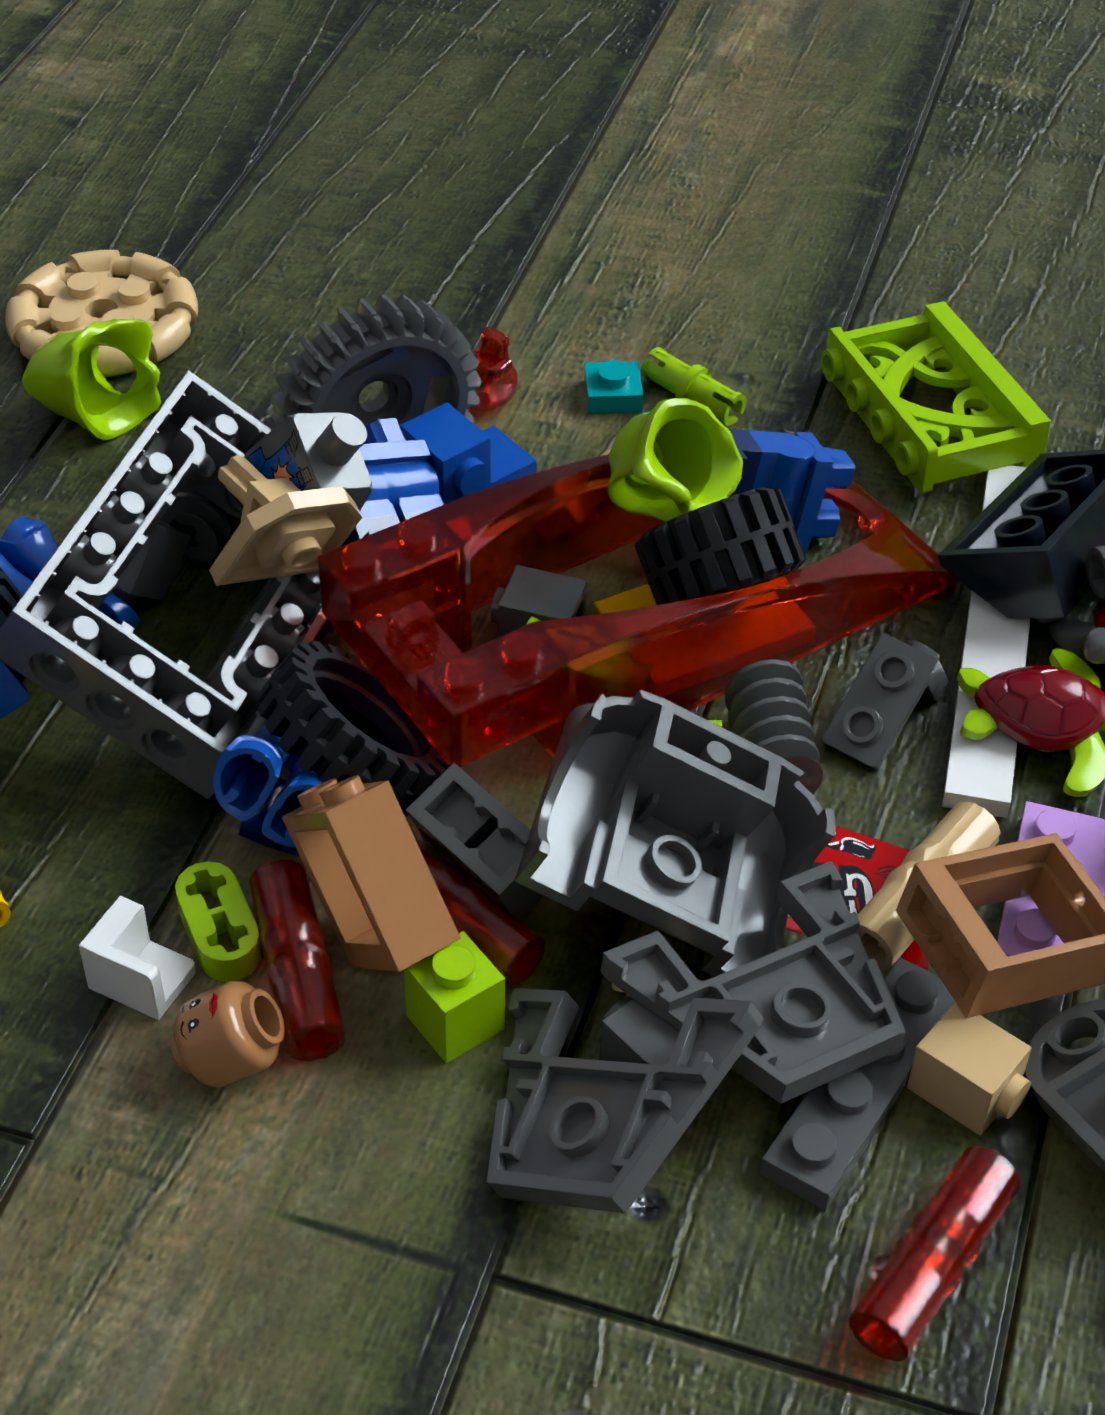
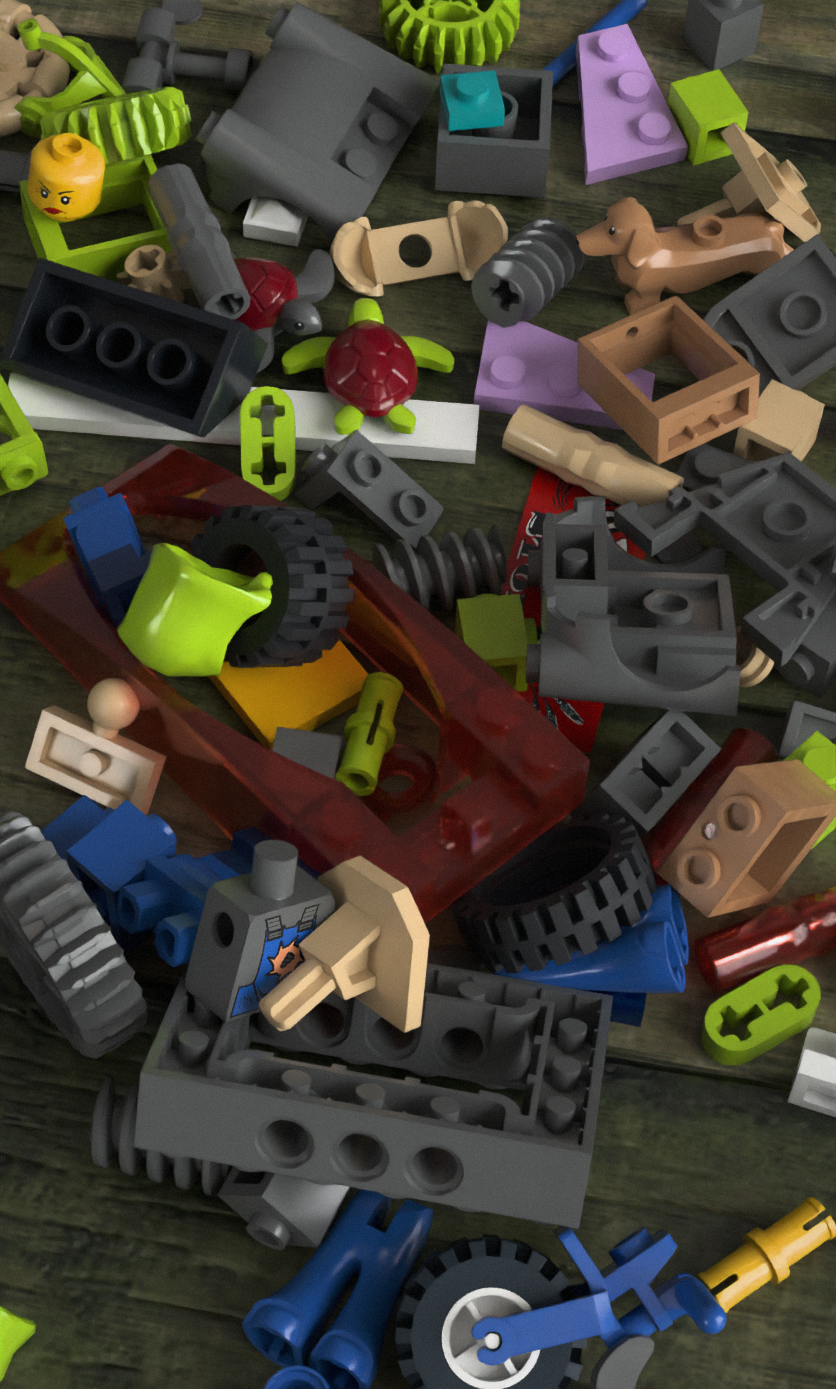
camera: 100 degrees left, 10 degrees up
(948, 624) = (282, 444): none -> lime beam

